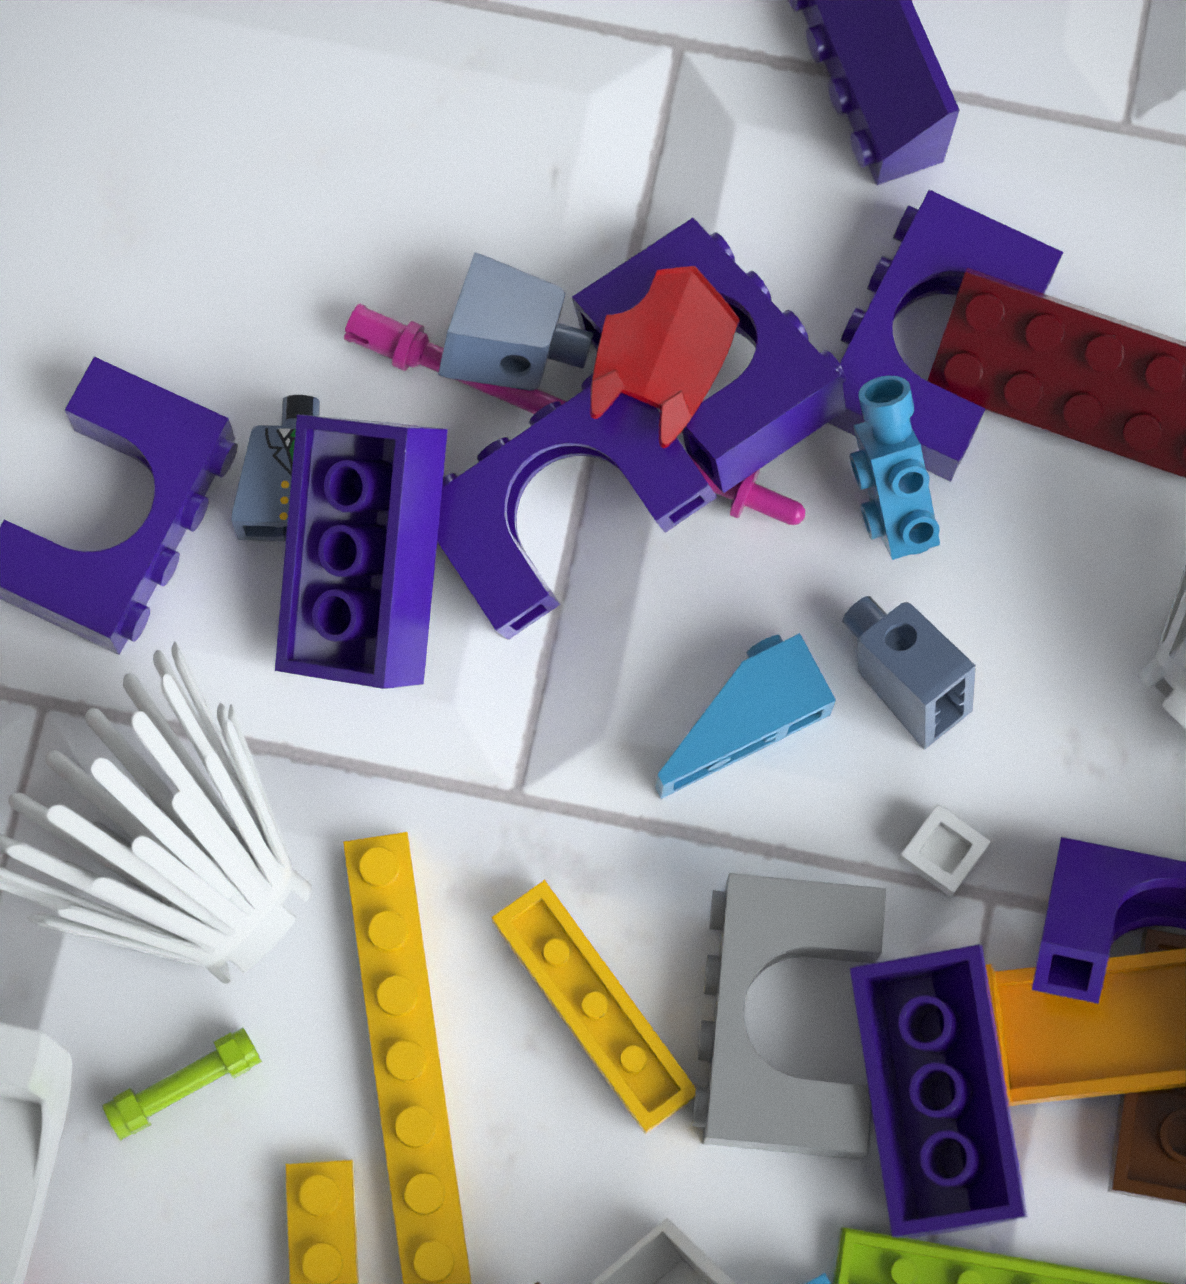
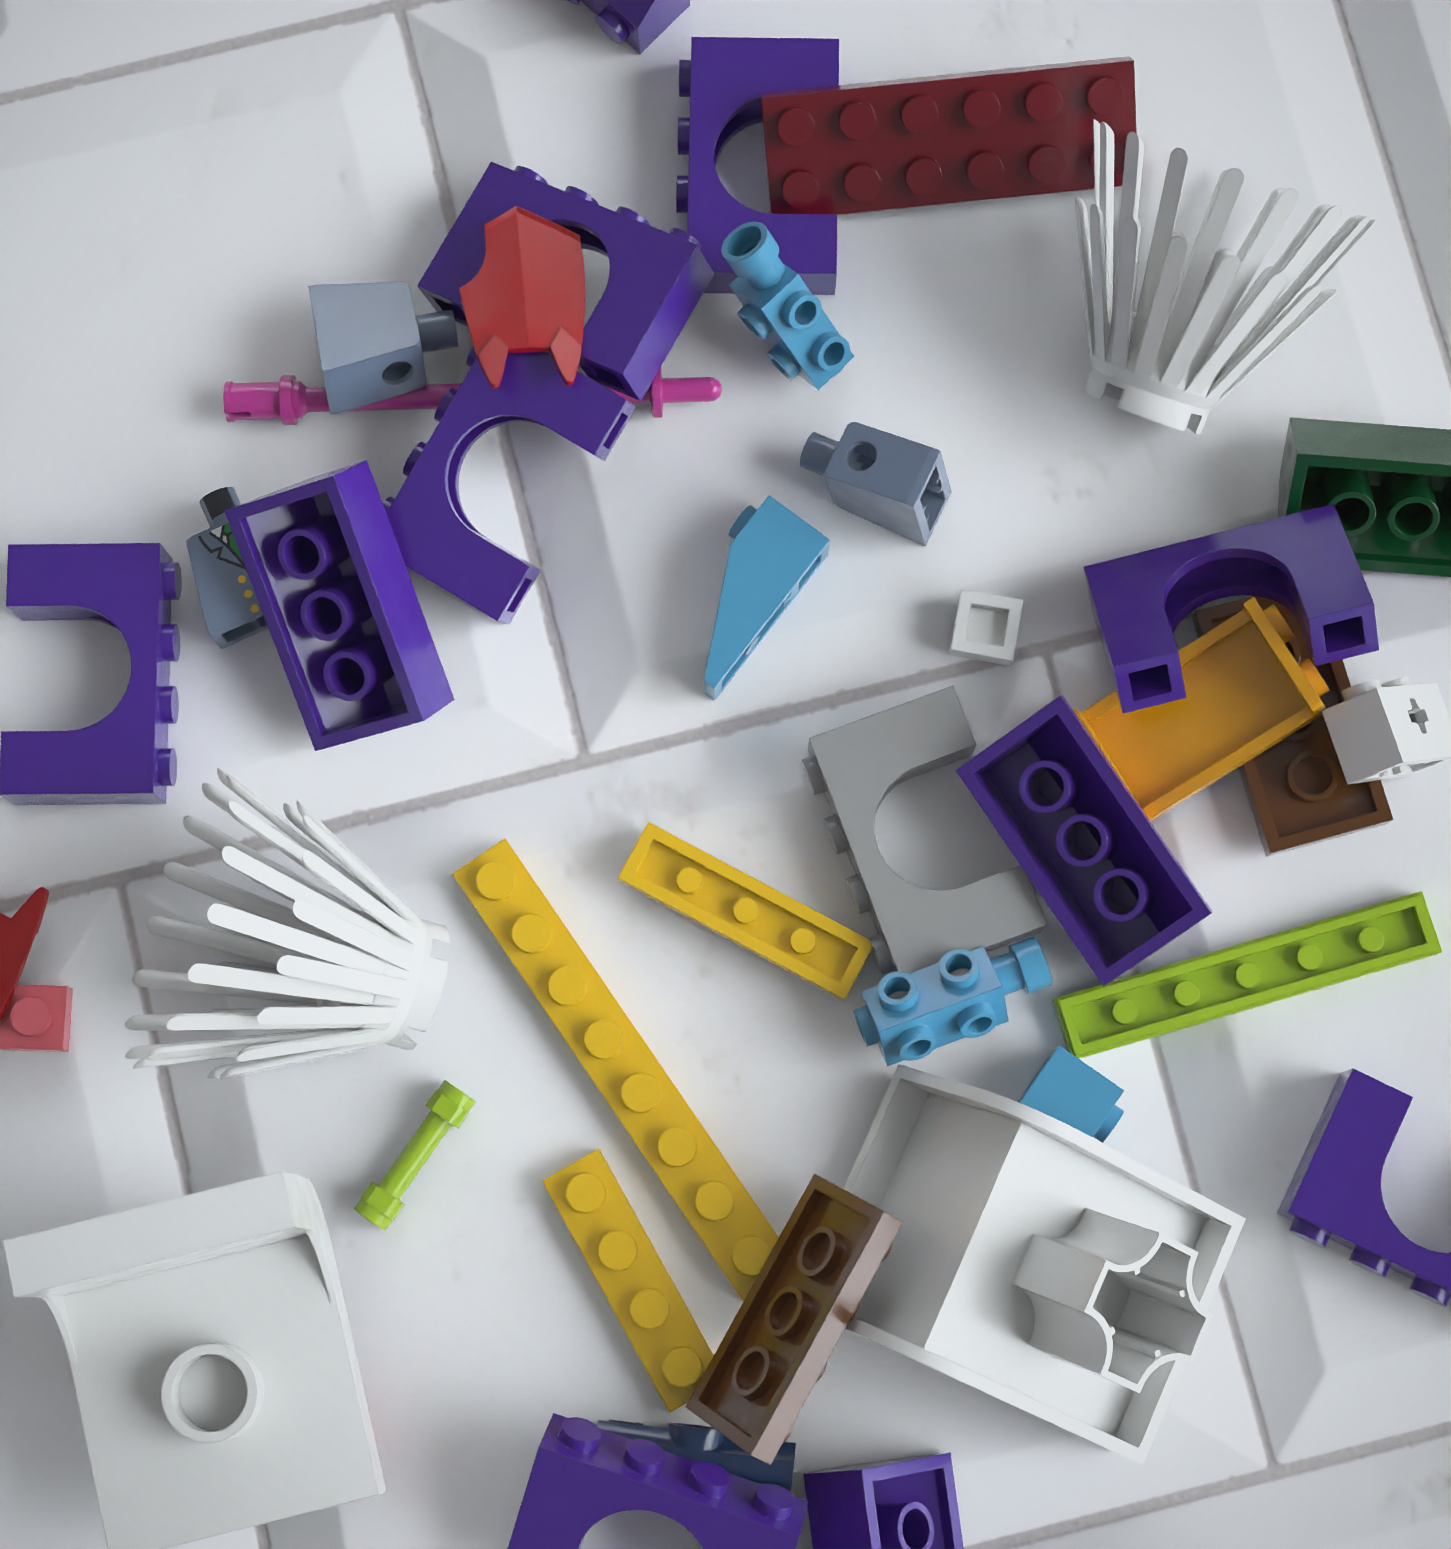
camera: 20 degrees left, 5 degrees up
(736, 1186) = (947, 1006): none -> dark azure brick

